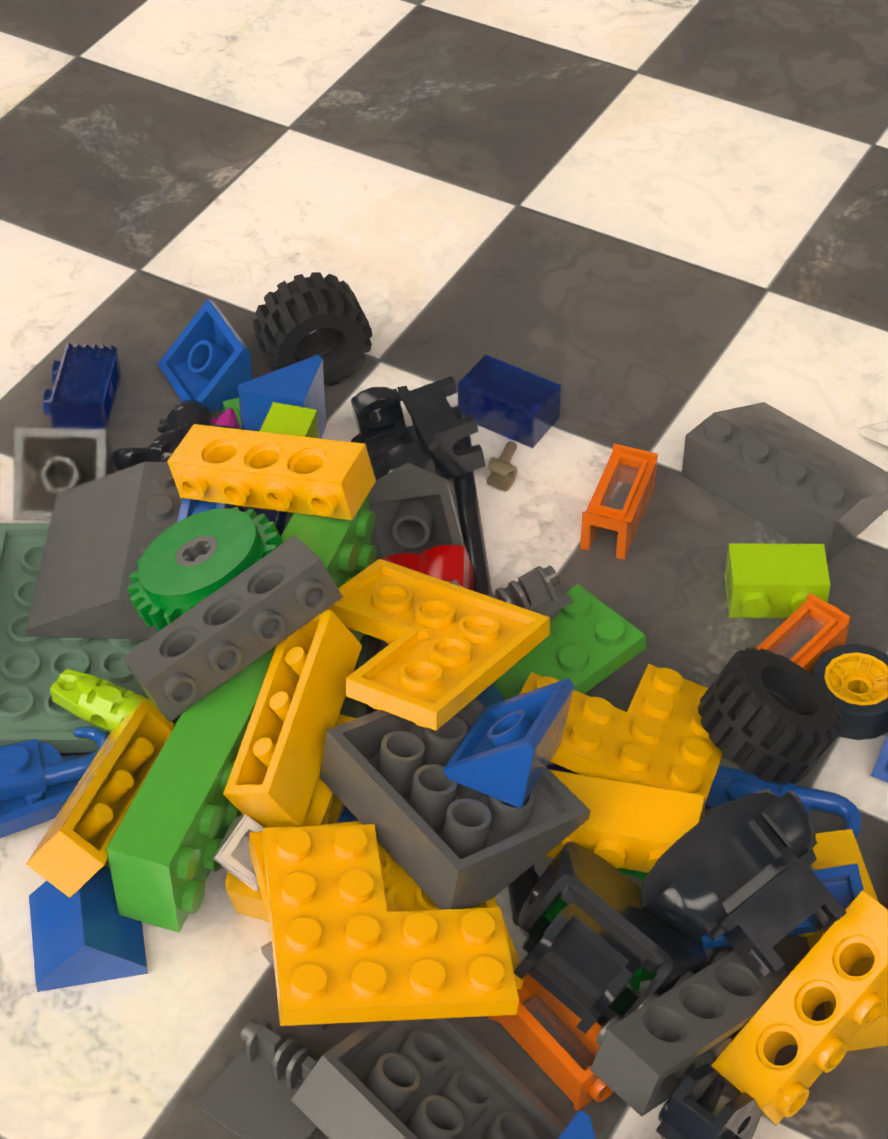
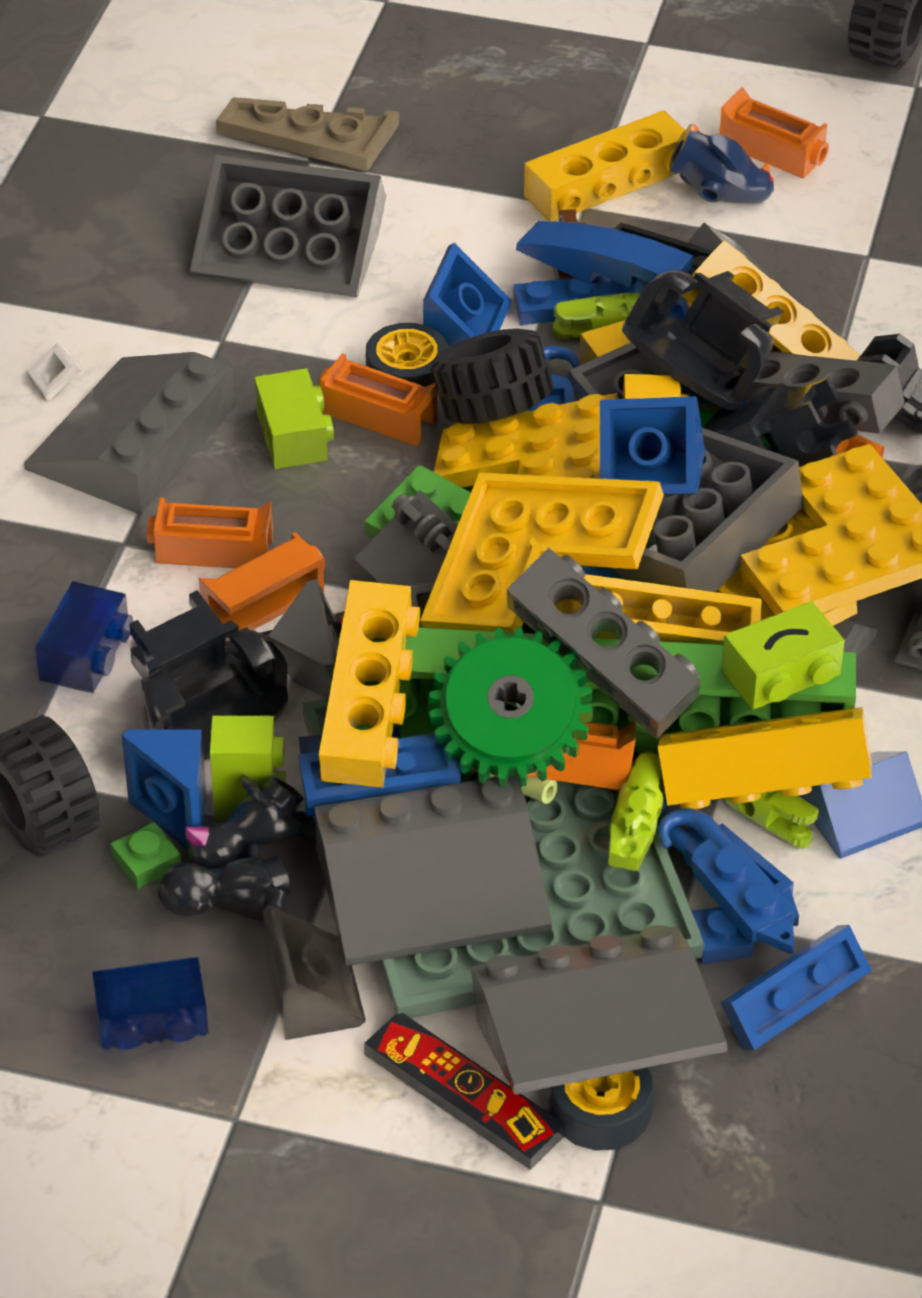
camera: 105 degrees left, 0 degrees up
(164, 777) = (782, 655): none -> lime brick
(207, 359) = (80, 896): blue slope -> none
(536, 522) = (265, 584): none -> orange window

